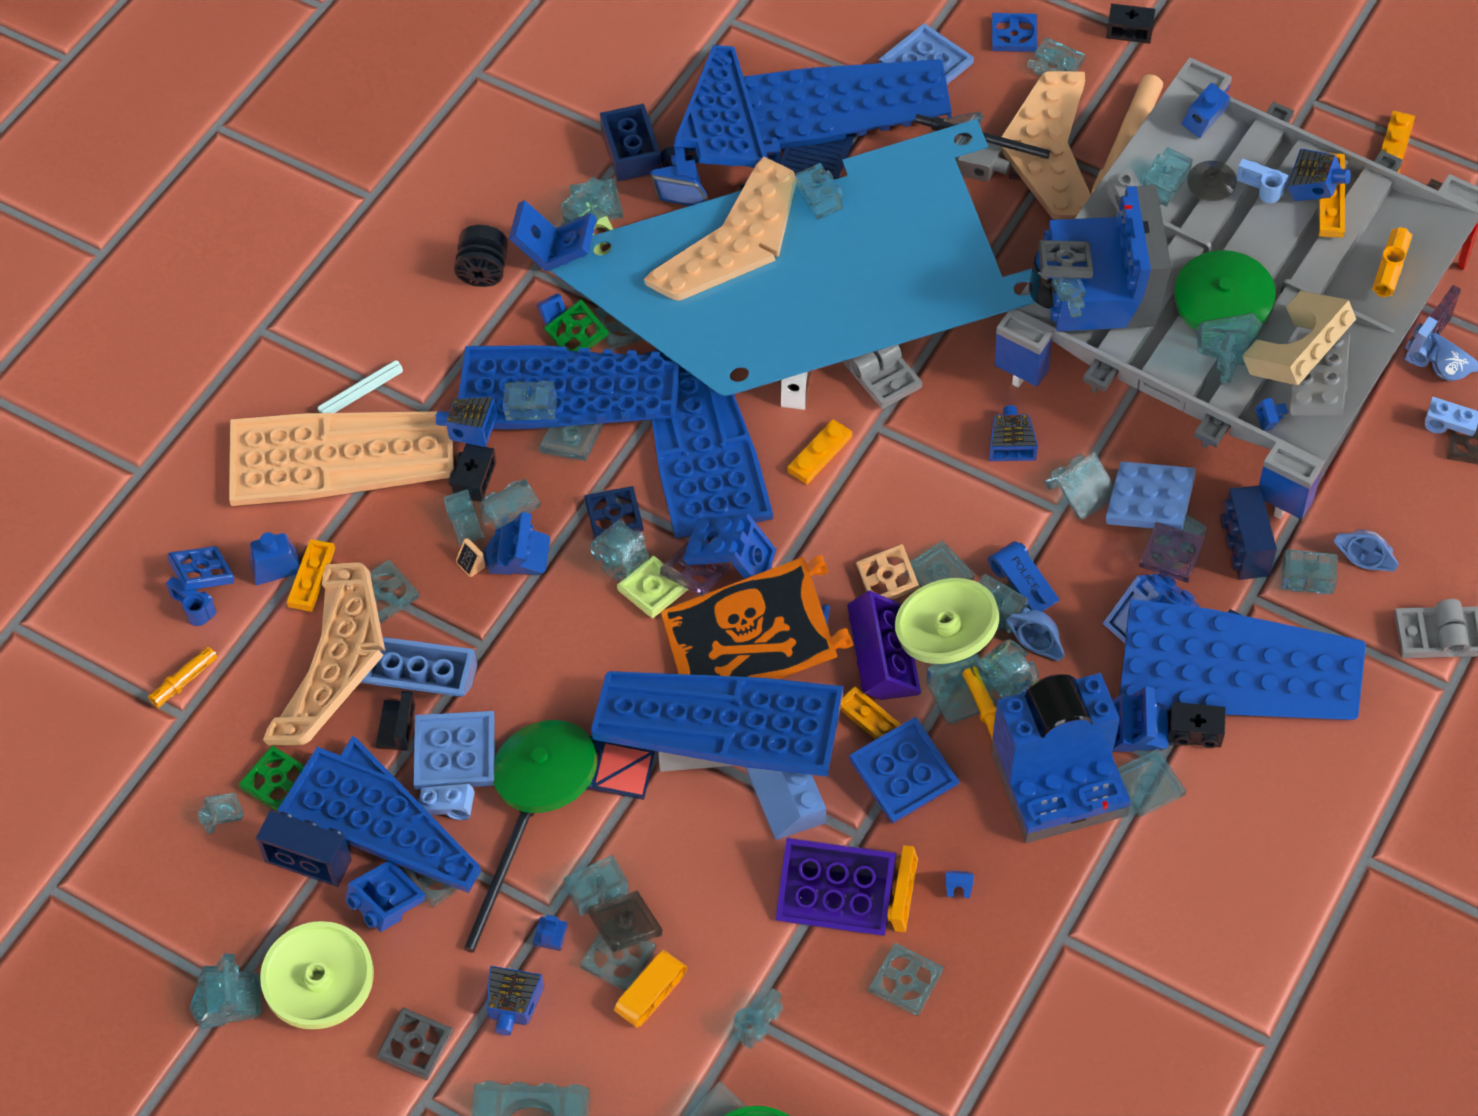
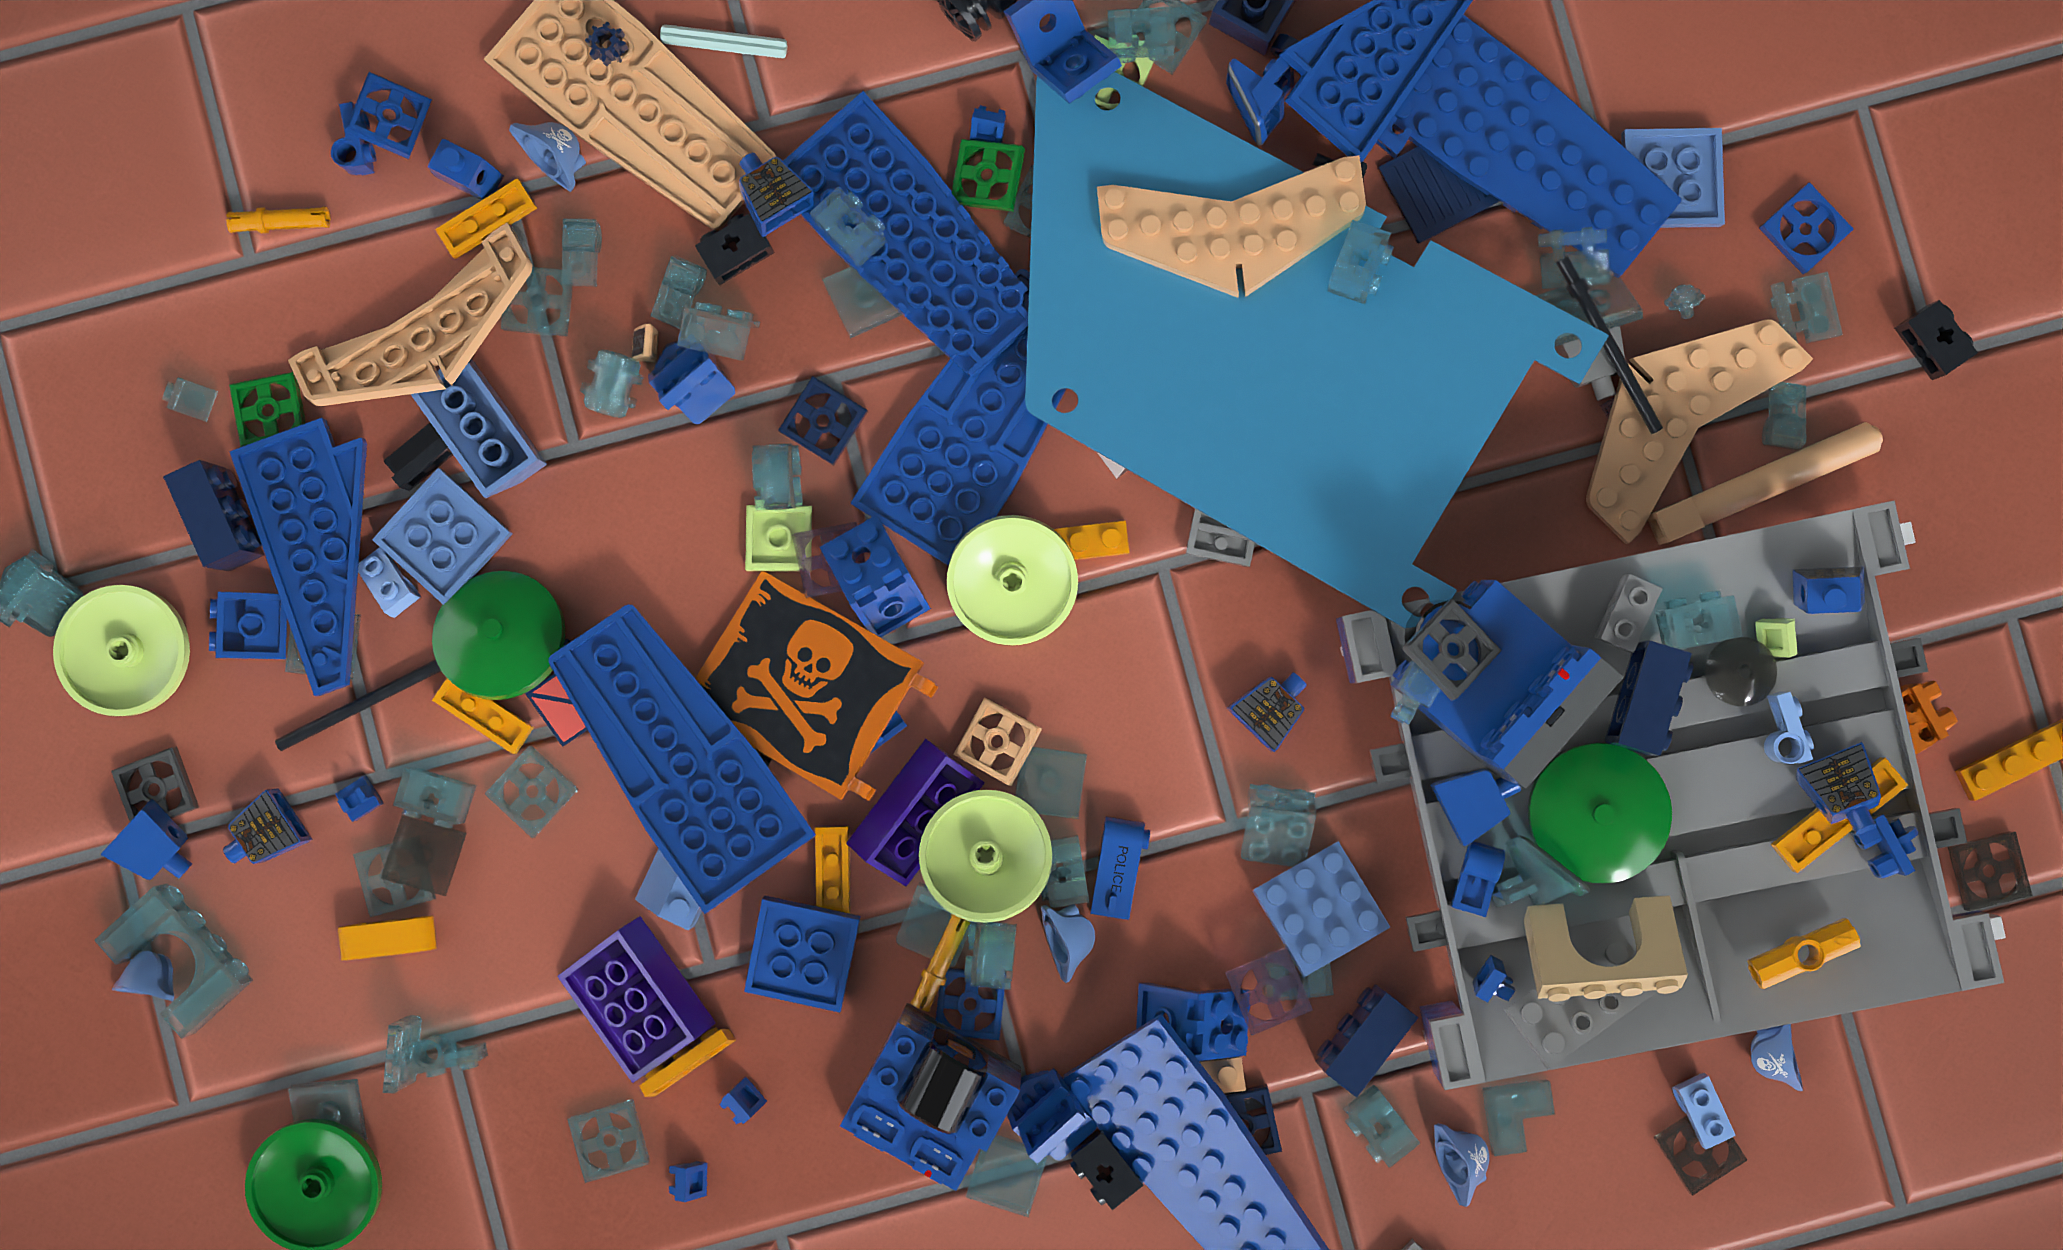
camera: 45 degrees right, 30 degrees up
(298, 431) = (604, 34): none -> dark blue gear
(316, 512) = (551, 149): none -> medium blue hat
(386, 542) = (579, 251): none -> clear light blue plate
(446, 1066) = (149, 844): none -> blue torso
(475, 590) = (611, 383): none -> clear light blue piece
(578, 818) = (485, 716): none -> light orange plate
(651, 818) = (514, 811): none -> clear light blue piece
(731, 1032) = (401, 1040): none -> clear light blue piece
(805, 490) = (1012, 580): none -> yellowish green dish
(917, 130) = (1589, 263): none -> clear light blue plate
(981, 953) = (689, 1181): none -> blue tile
(993, 101) = (1684, 299): none -> clear light blue plant
(1104, 107) = (1786, 417): none -> clear light blue plate
(1159, 341) = (1474, 802): none -> blue torso
(1185, 218) = (1649, 698): none -> dark blue brick
(1204, 375) = (1478, 878): none -> blue plate
(1209, 152) = (1777, 636): none -> yellowish green tile
(1362, 510) = (1507, 1108): none -> clear light blue plate
(1368, 185) = (1893, 843): none -> blue hips

